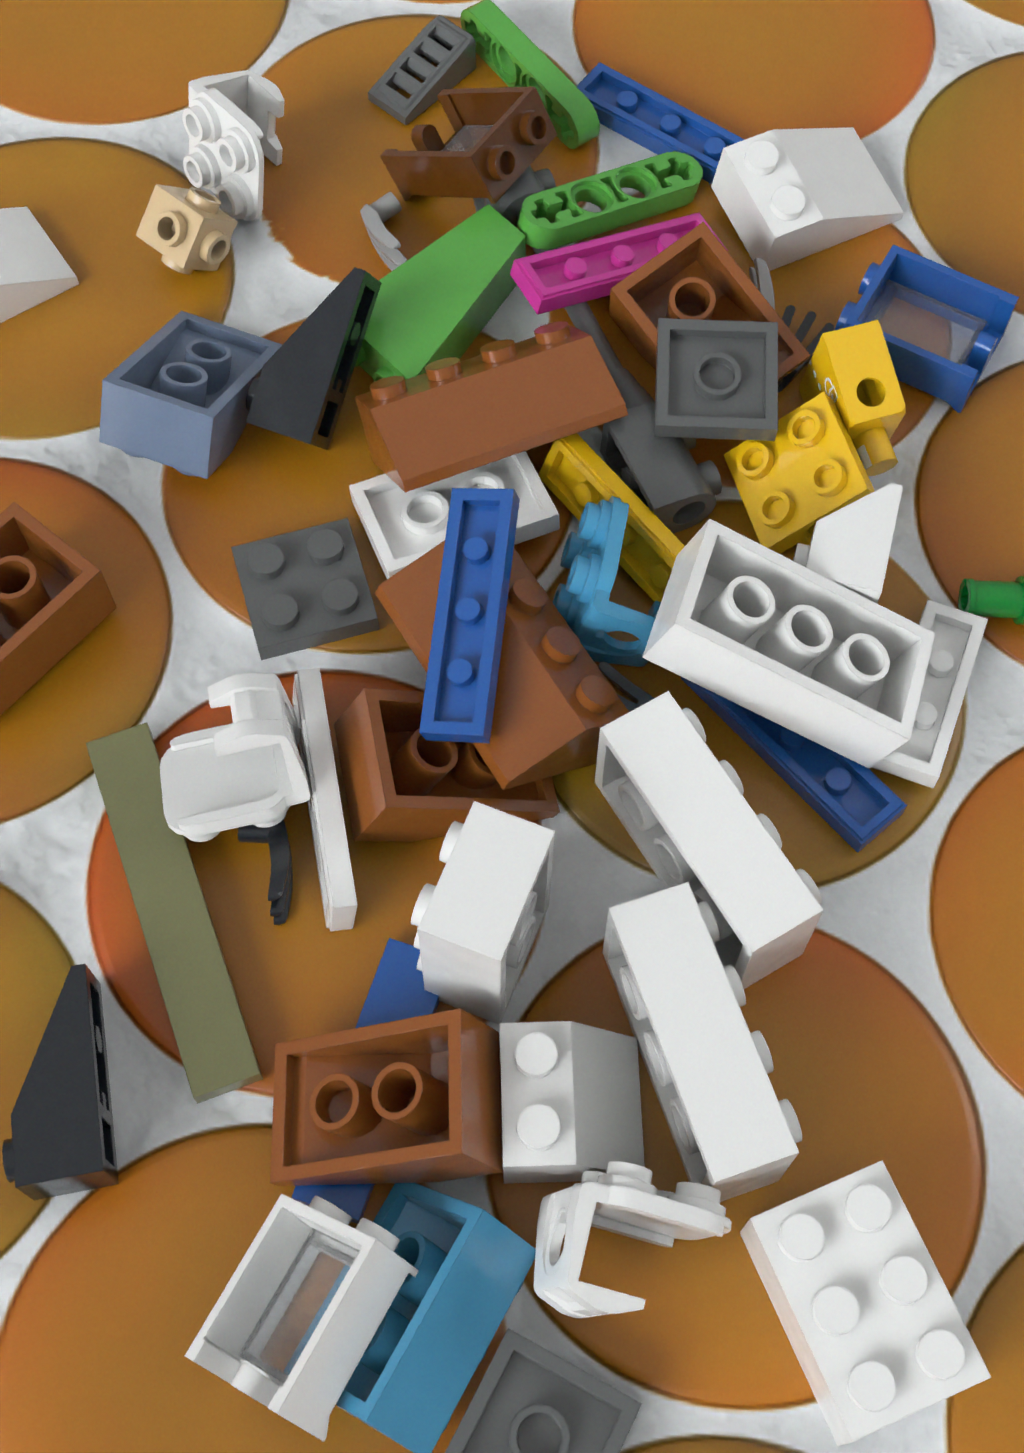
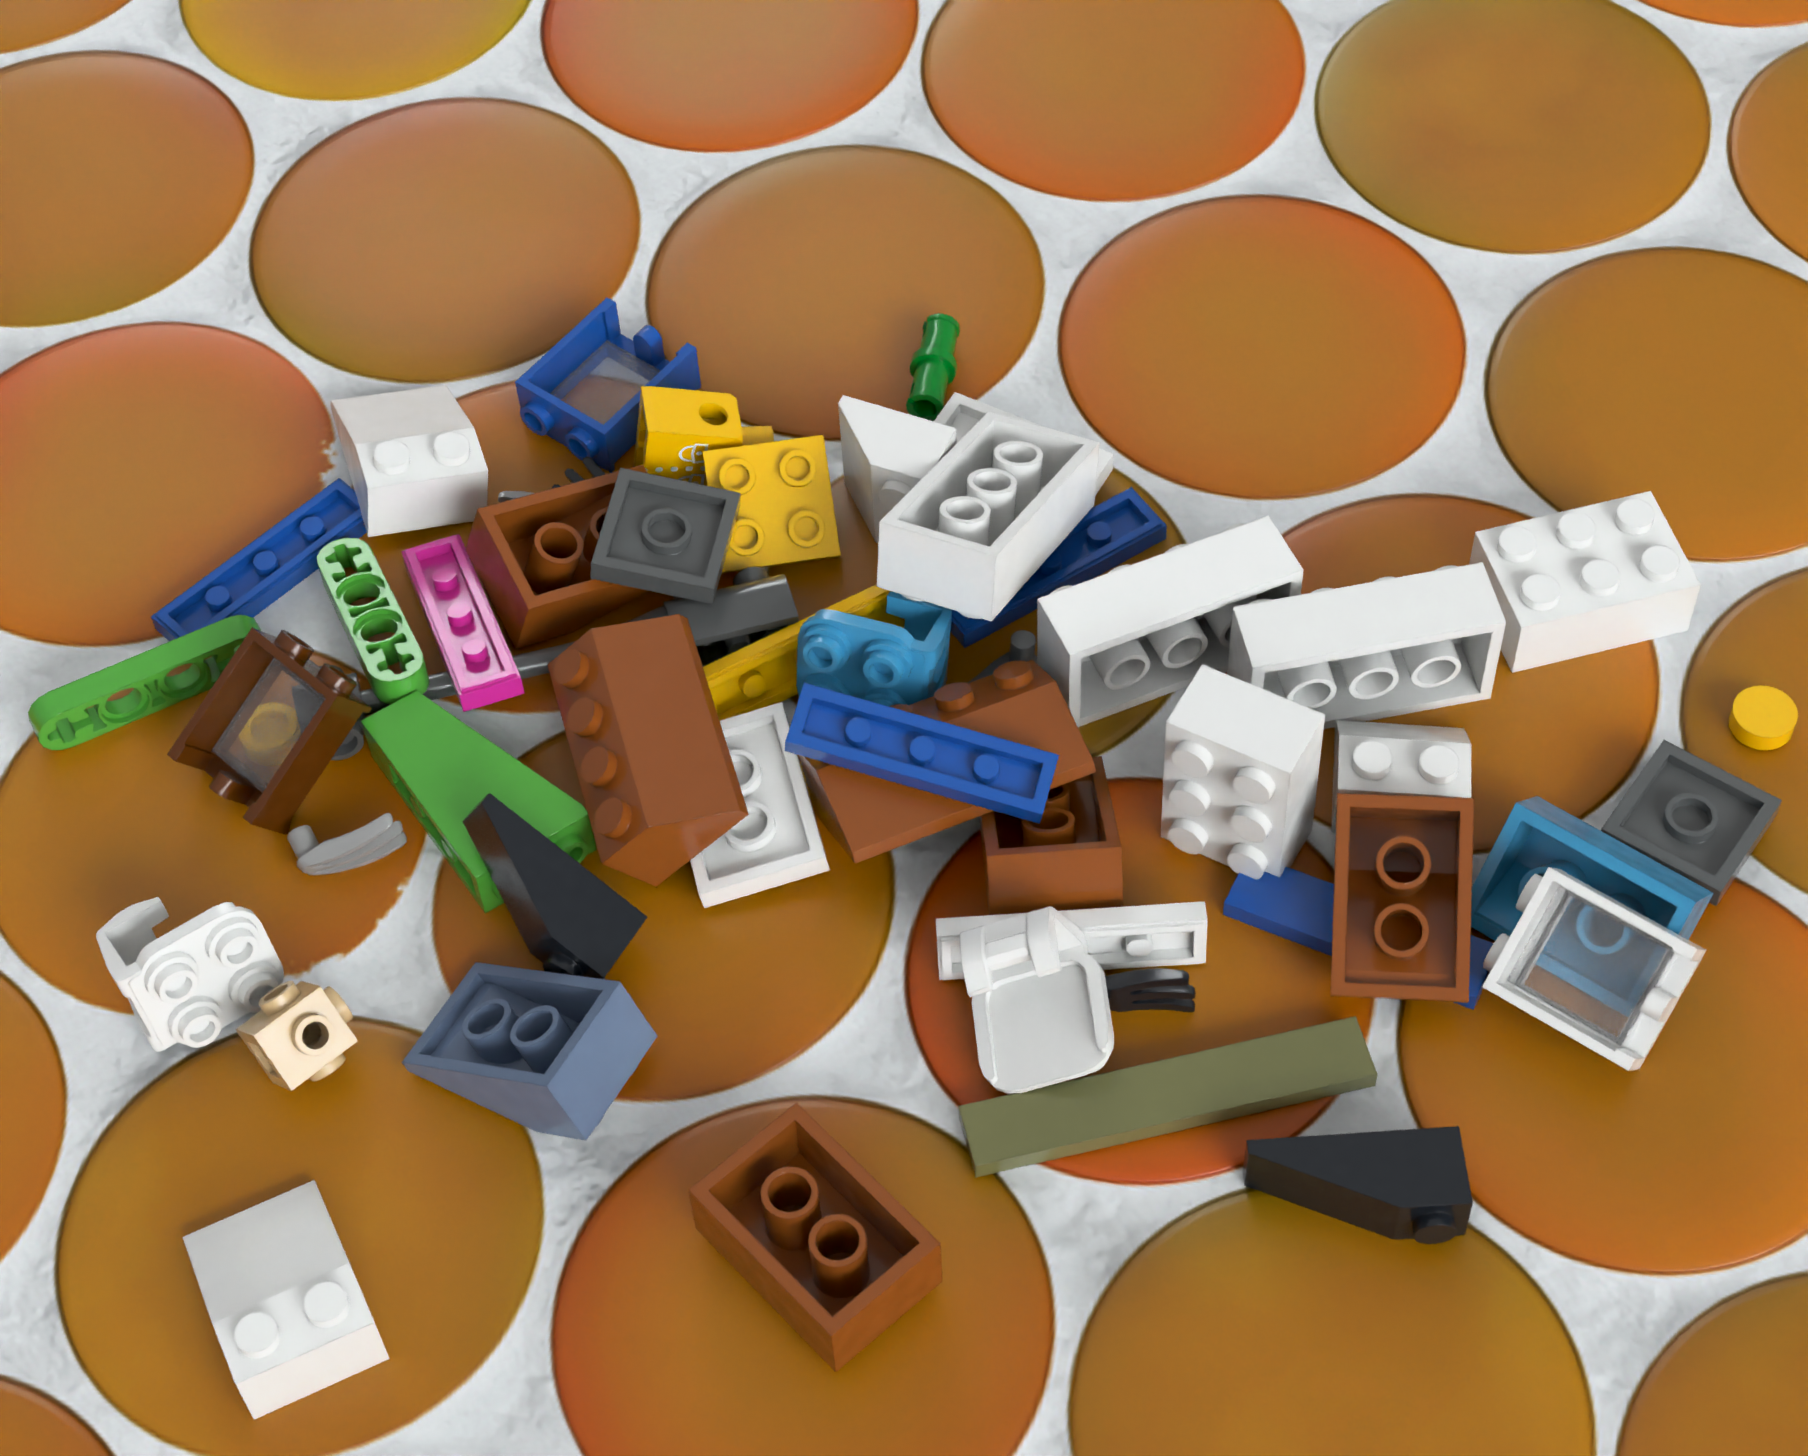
camera: 80 degrees left, 10 degrees down
(305, 588) = (809, 958): dark grey plate -> none
(438, 43) = (85, 756): dark grey slope -> none
(624, 1205) = (1514, 718): white piece -> none

